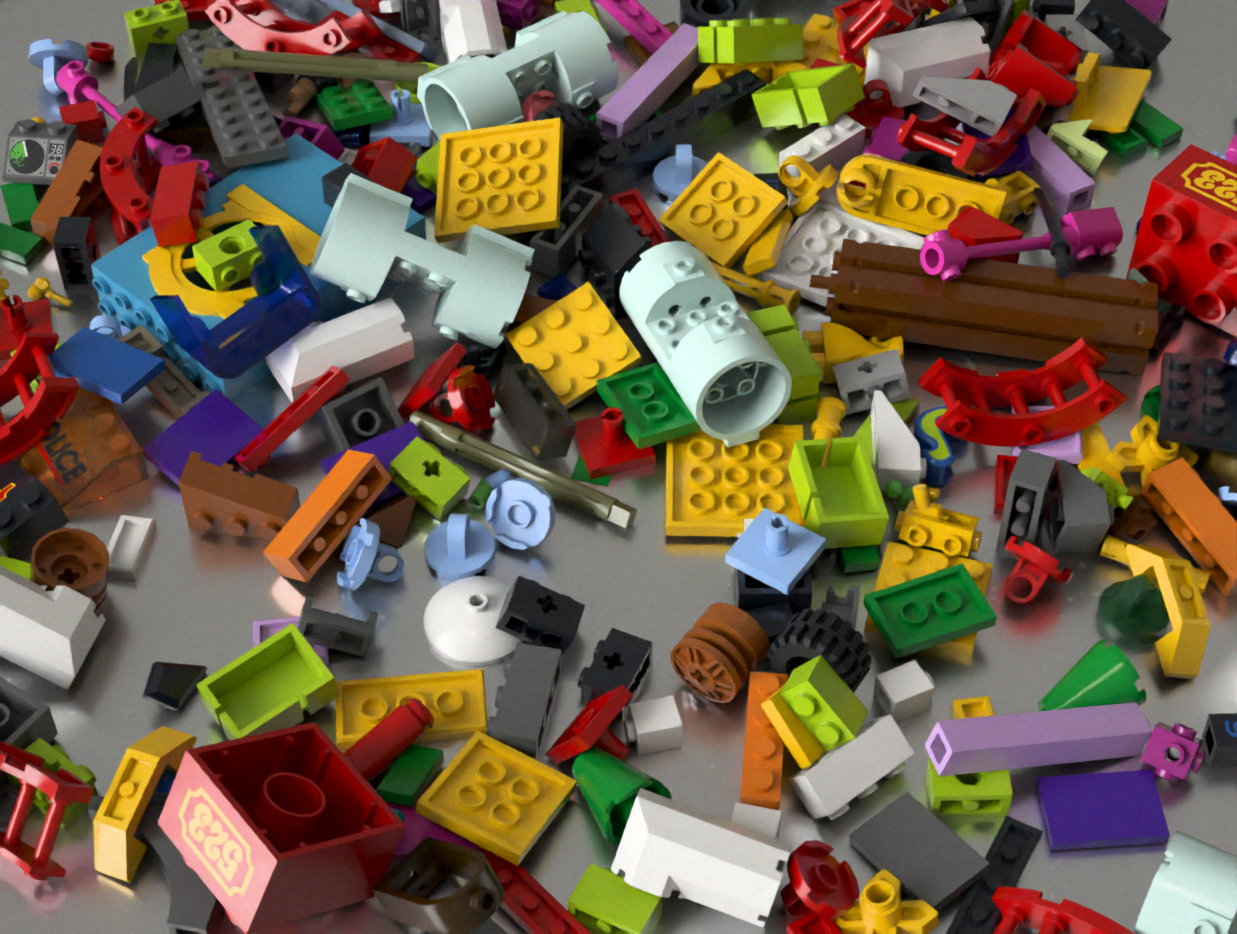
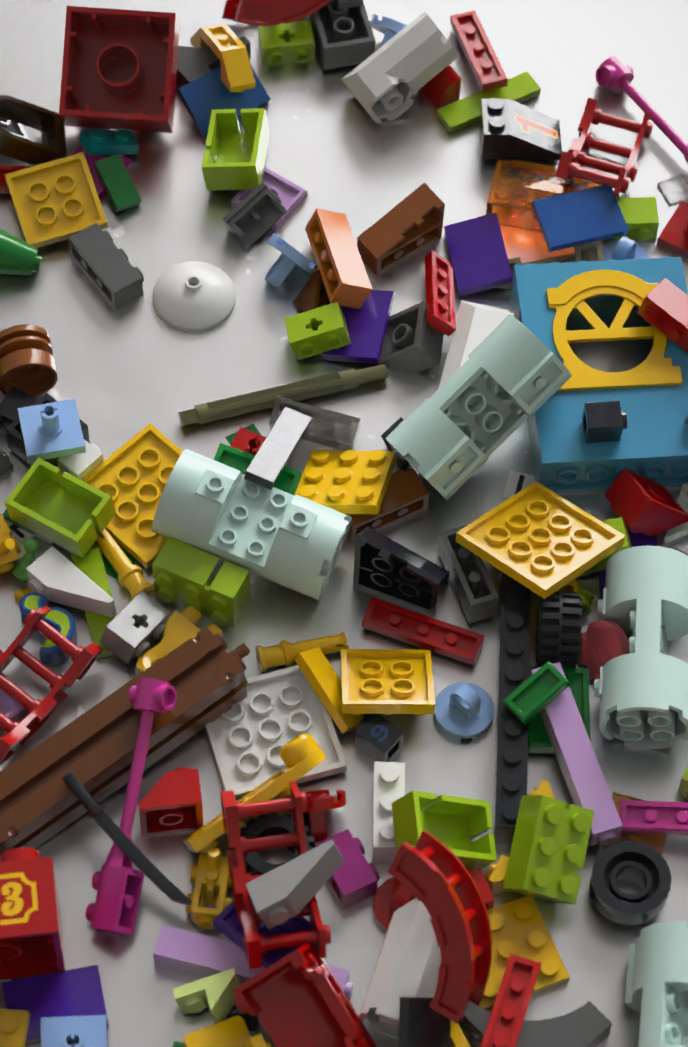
camera: 130 degrees right, 10 degrees up
(73, 560) = (420, 116): dark orange wheel -> none
(129, 546) = (434, 174): white tile -> none
(172, 683) = (299, 129): black piece -> none
(227, 256) = (594, 329): lime brick -> none
(278, 313) = (515, 272): clear blue windscreen -> none
(389, 738) = (147, 176): red axle -> none
(431, 380) = (396, 385): red tile -> none
(452, 697) = (166, 222): yellow tile -> none
(459, 548) = (254, 322): light blue tile -> none
(469, 399) = (360, 394): red tile -> none
(486, 486) = (288, 370): arm -> none
(520, 513) = (238, 360): light blue tile -> none
(540, 615) = (150, 306): black brick -> none
(556, 288) = (424, 540): clear blue tile -> none
(591, 728) = (49, 270): red tile -> none
(610, 369) = (277, 448): none -> tile
(616, 662) = (76, 319): black brick -> none
(640, 106) = (536, 692): none -> green tile
(654, 725) = (22, 307): white brick -> none
(808, 185) = (351, 754): yellow tile -> none

